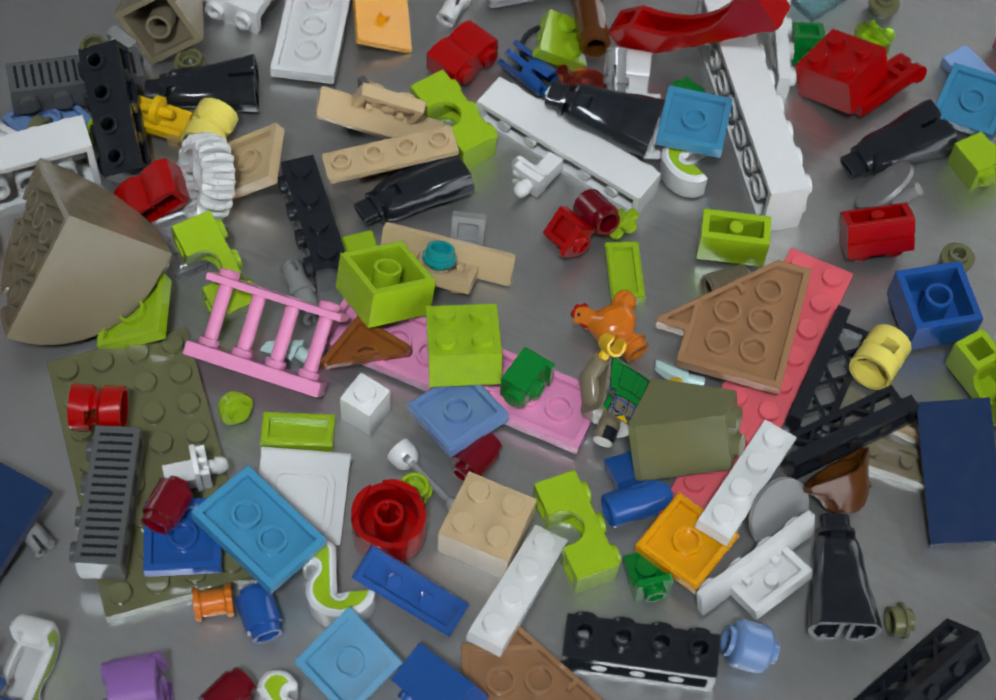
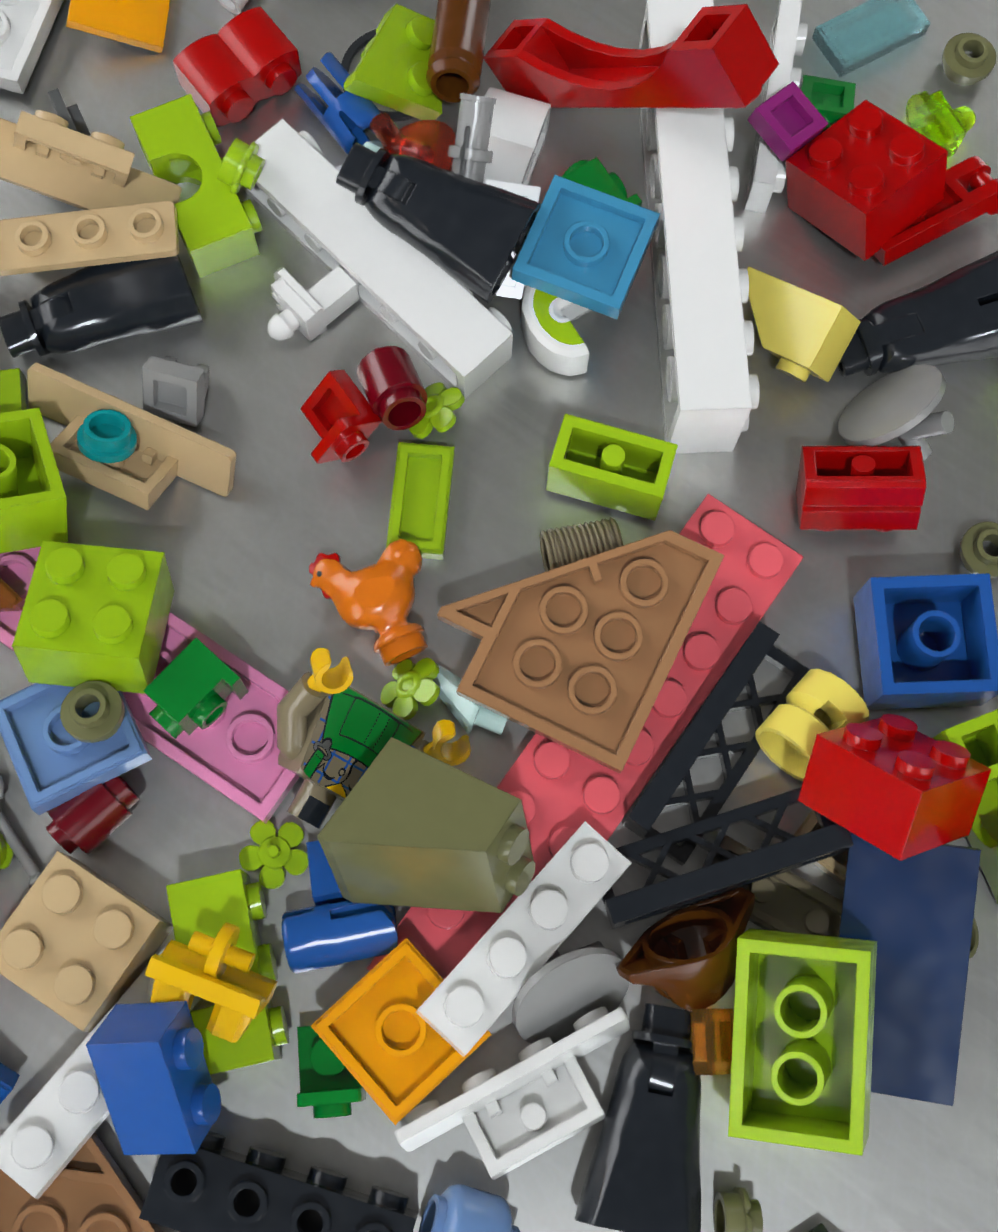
camera: 10 degrees right, 15 degrees up
(474, 401) = (103, 723): none -> olive plate
(486, 102) = (241, 166): none -> lime plate
(559, 574) = (155, 1078): none -> blue brick
(587, 469) = (274, 853): none -> lime plant
(594, 526) = (216, 973): none -> yellow hips
(649, 366) = (412, 685): none -> lime plant
(792, 44) = (787, 121): none -> magenta plate
(825, 152) = (799, 327): none -> light yellow slope
(865, 528) = (712, 1040): none -> clear orange tile
(915, 509) = (803, 1040): none -> lime brick
(934, 370) = (894, 785): none -> red brick

